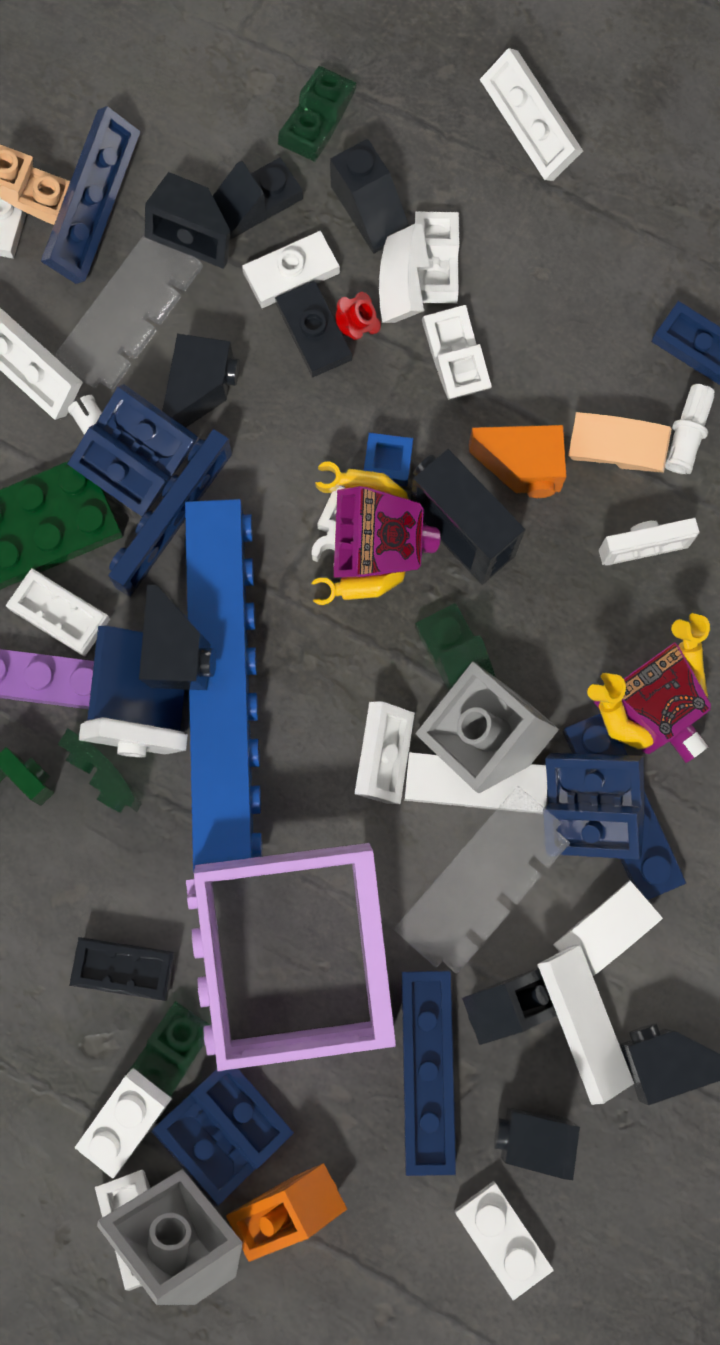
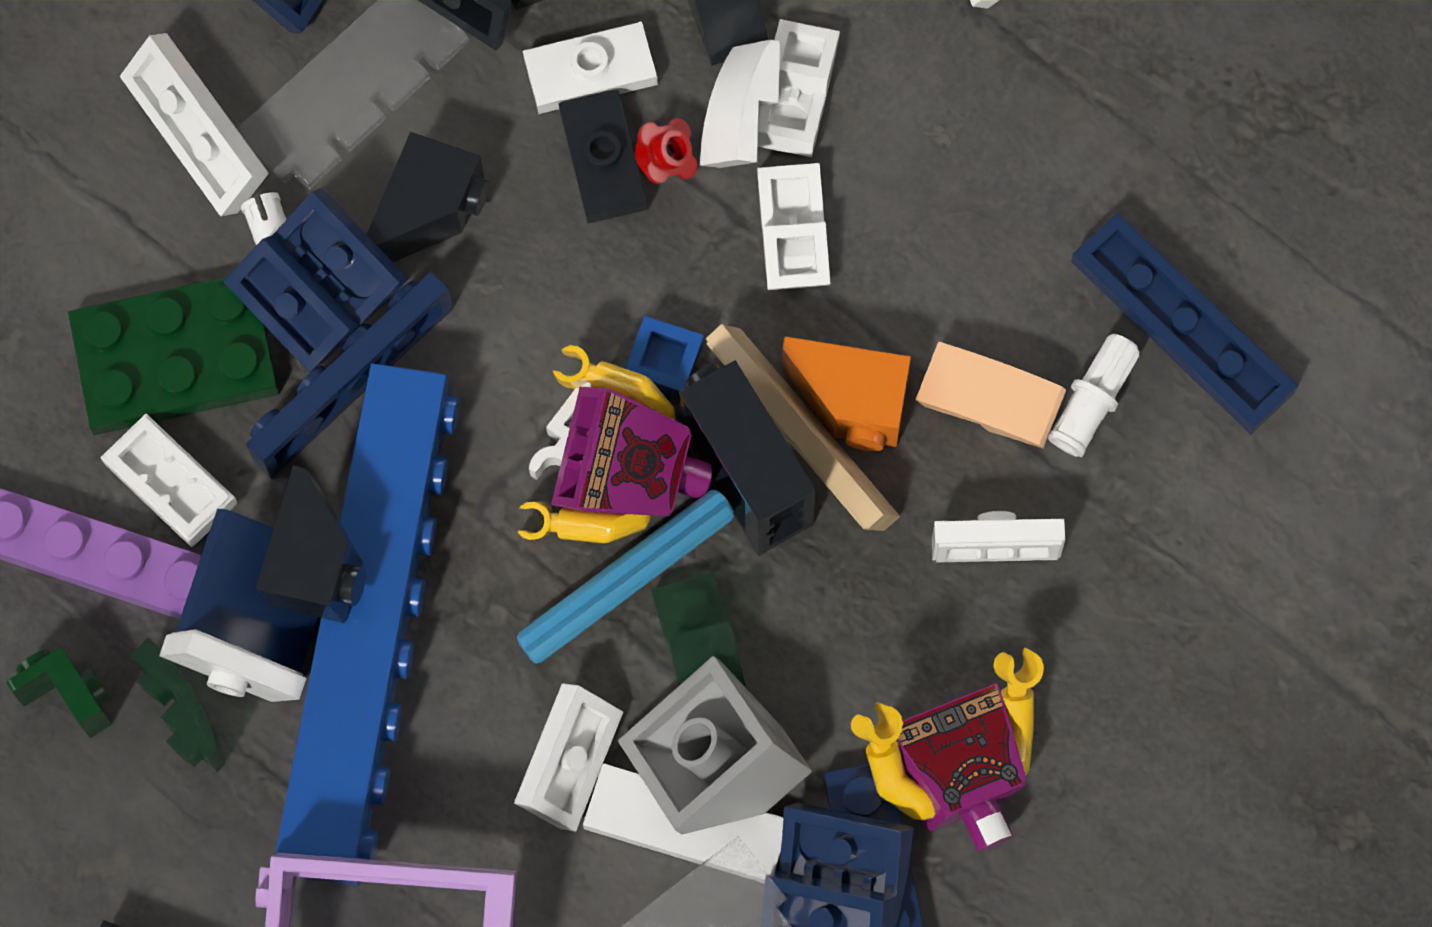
camera: 15 degrees right, 5 degrees down
(394, 617) = (625, 576): none -> dark azure axle
(516, 505) = (805, 431): none -> tan tile

